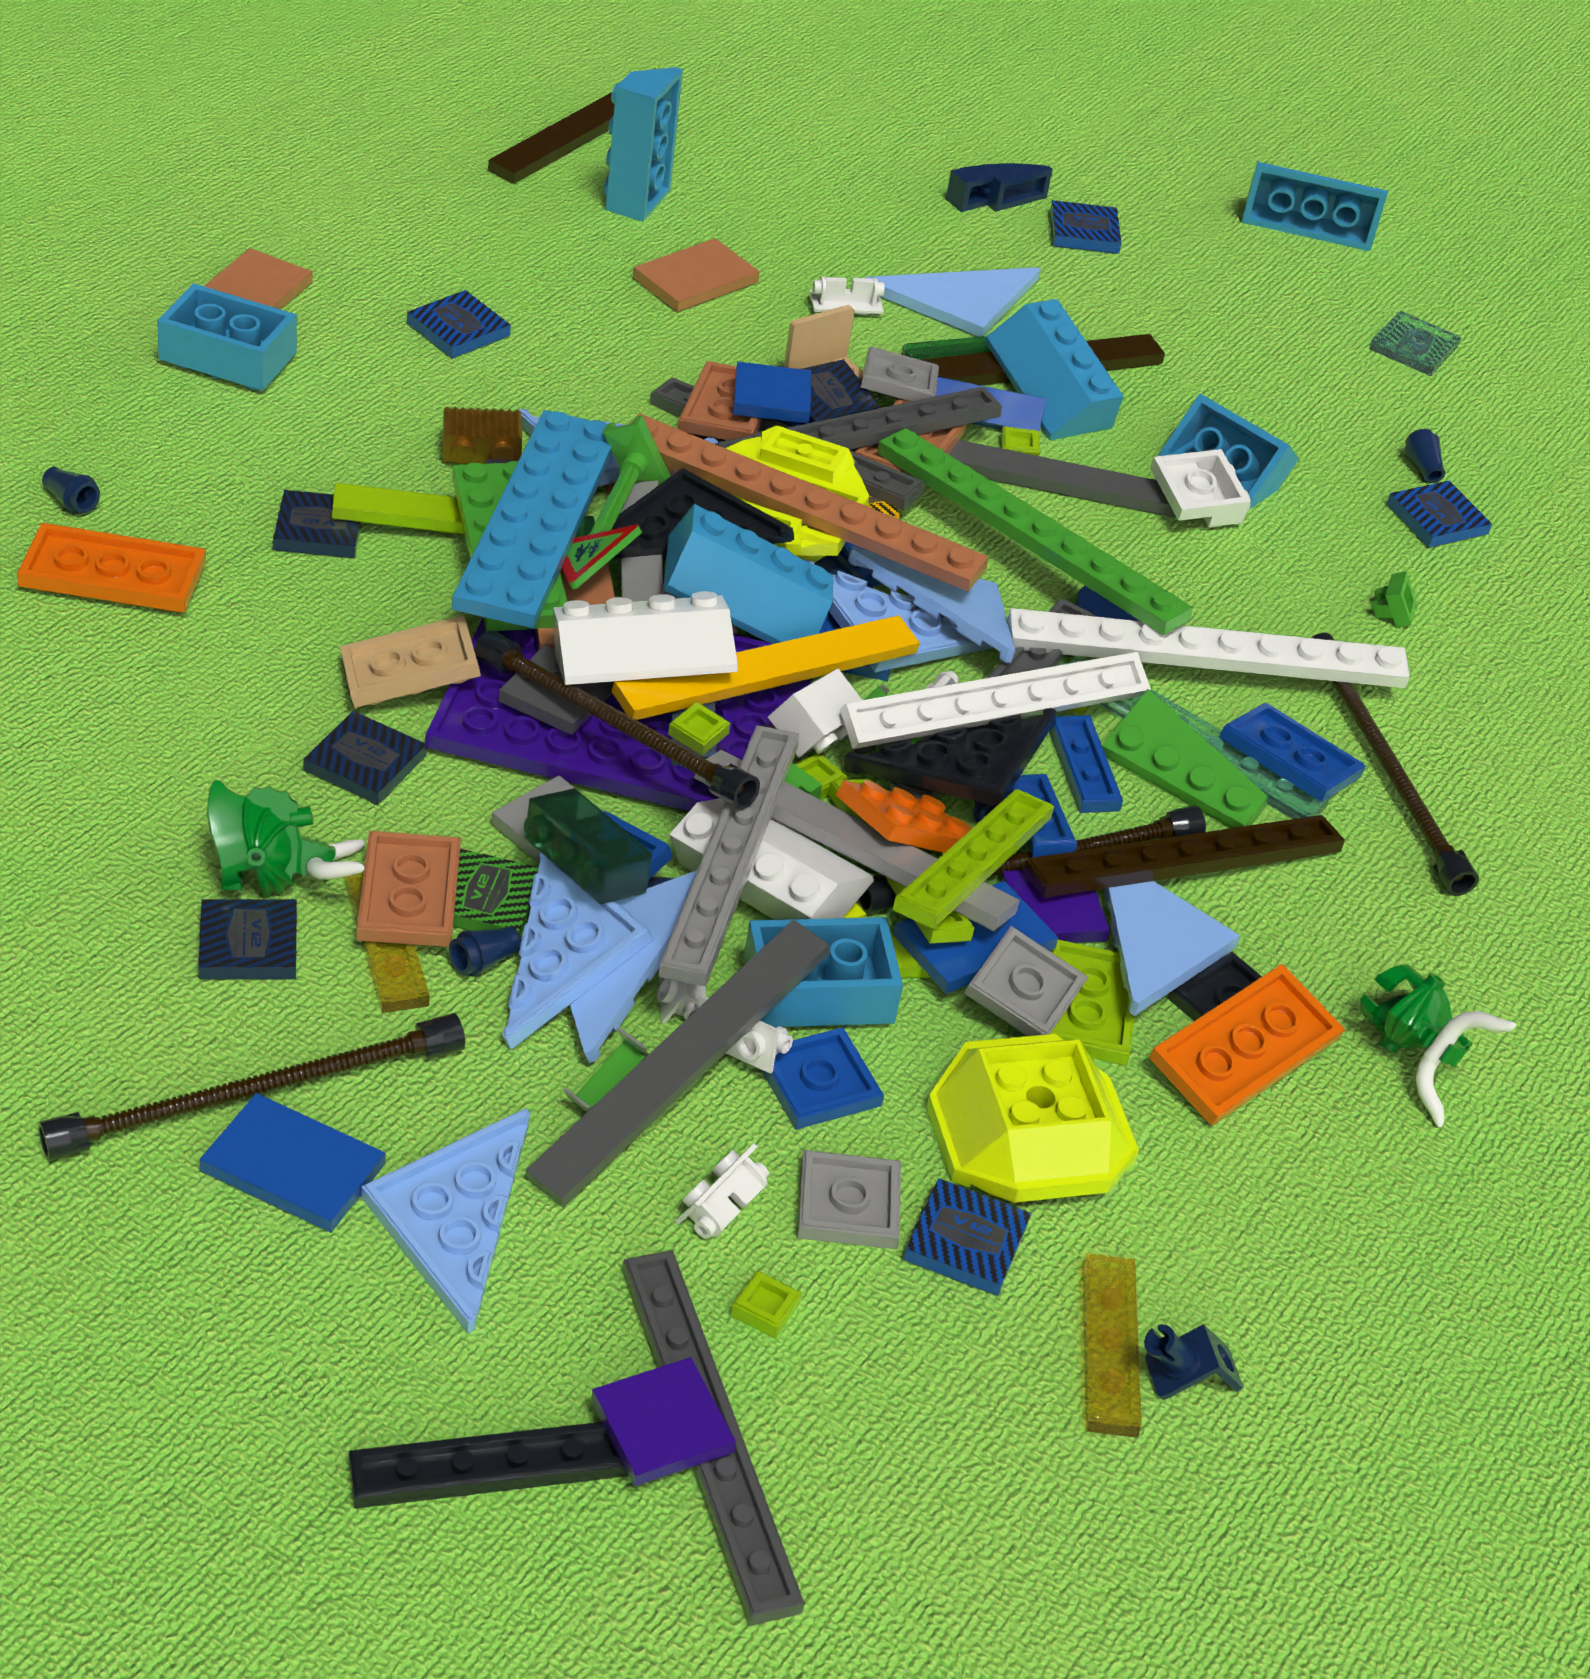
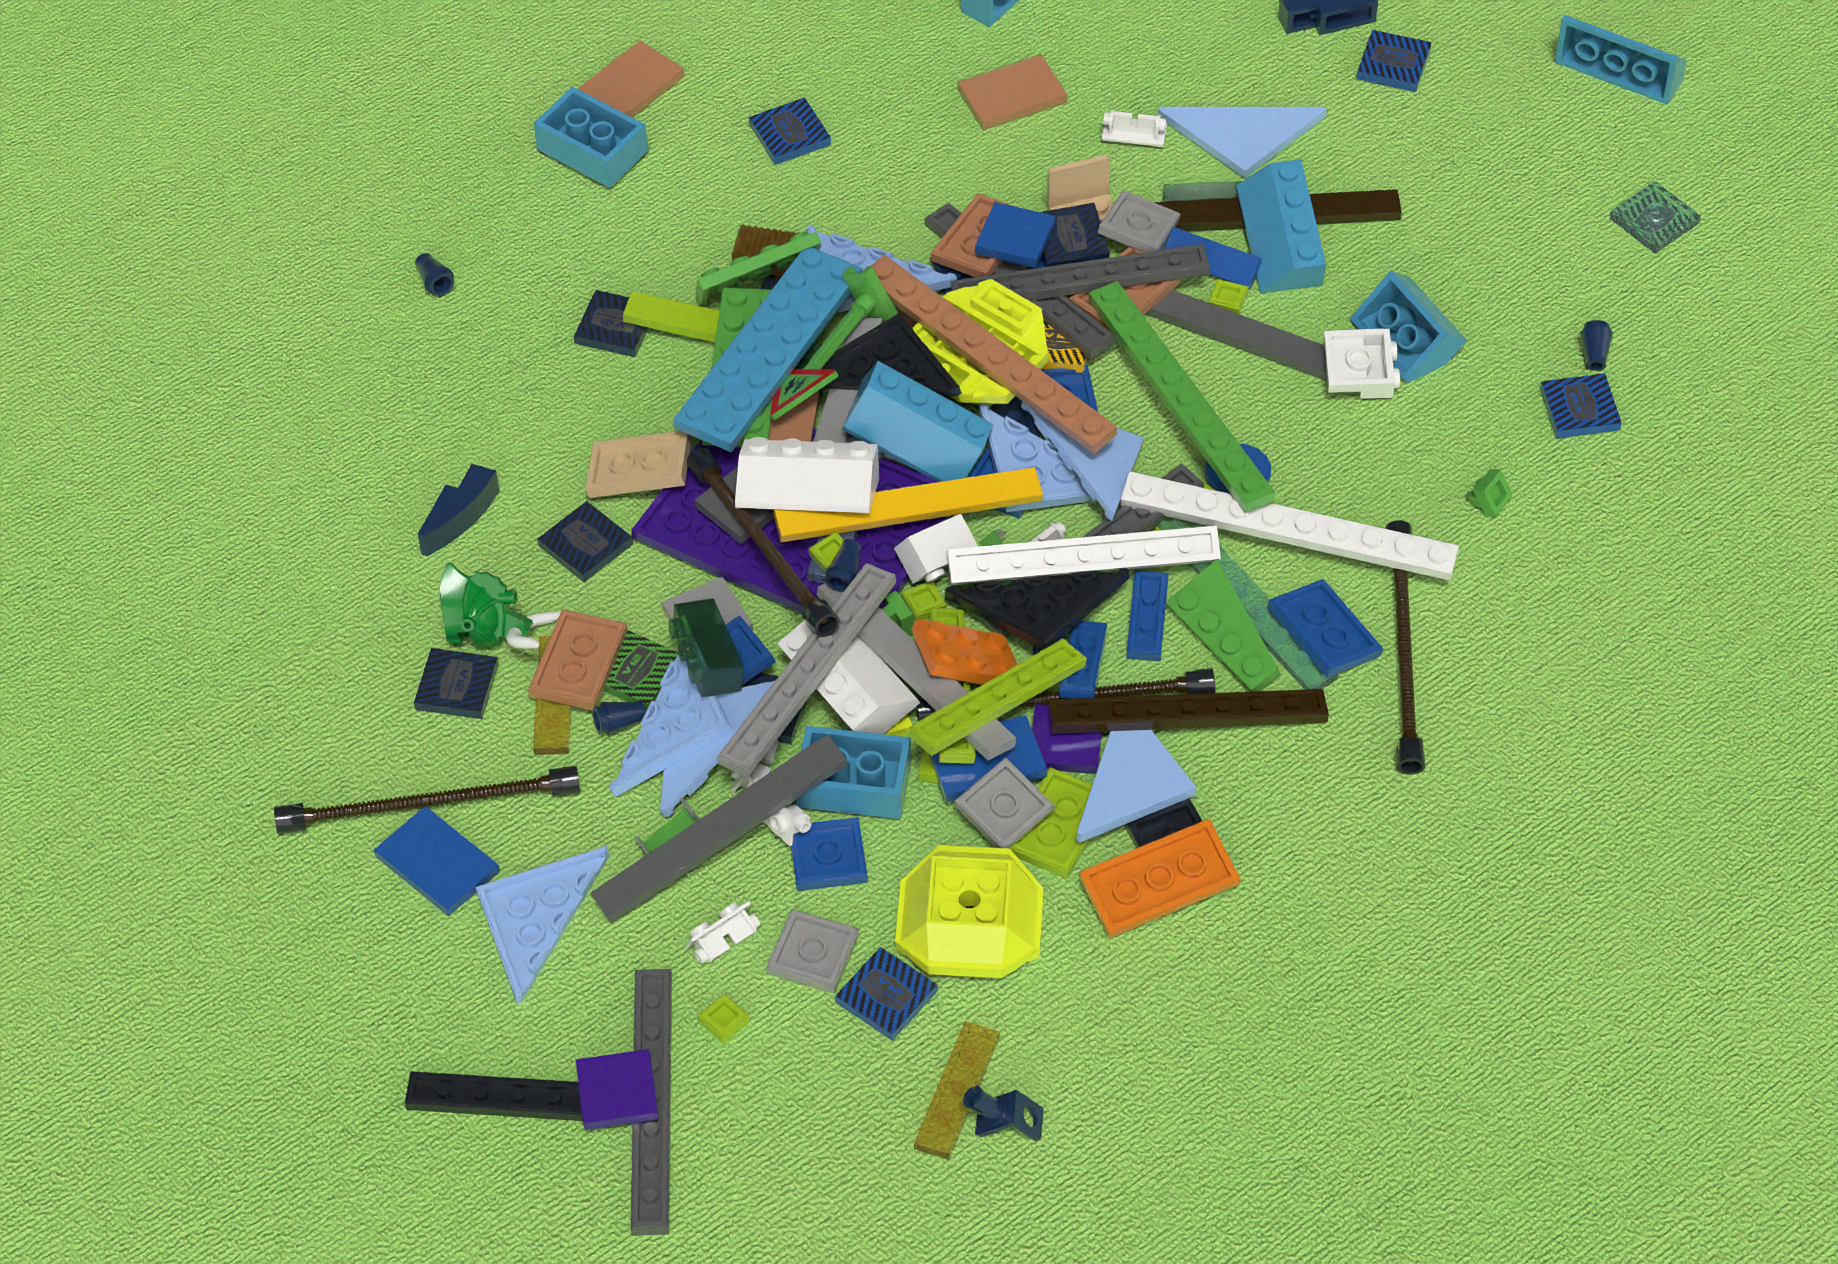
camera: 25 degrees right, 10 degrees up
(112, 567) = (445, 351): orange plate -> none
(187, 735) = (458, 509): none -> dark blue slope
(481, 443) = (753, 268): none -> bright green wing
(727, 735) = (844, 565): none -> dark blue cone
(1426, 1021) = (1306, 883): green helmet -> none

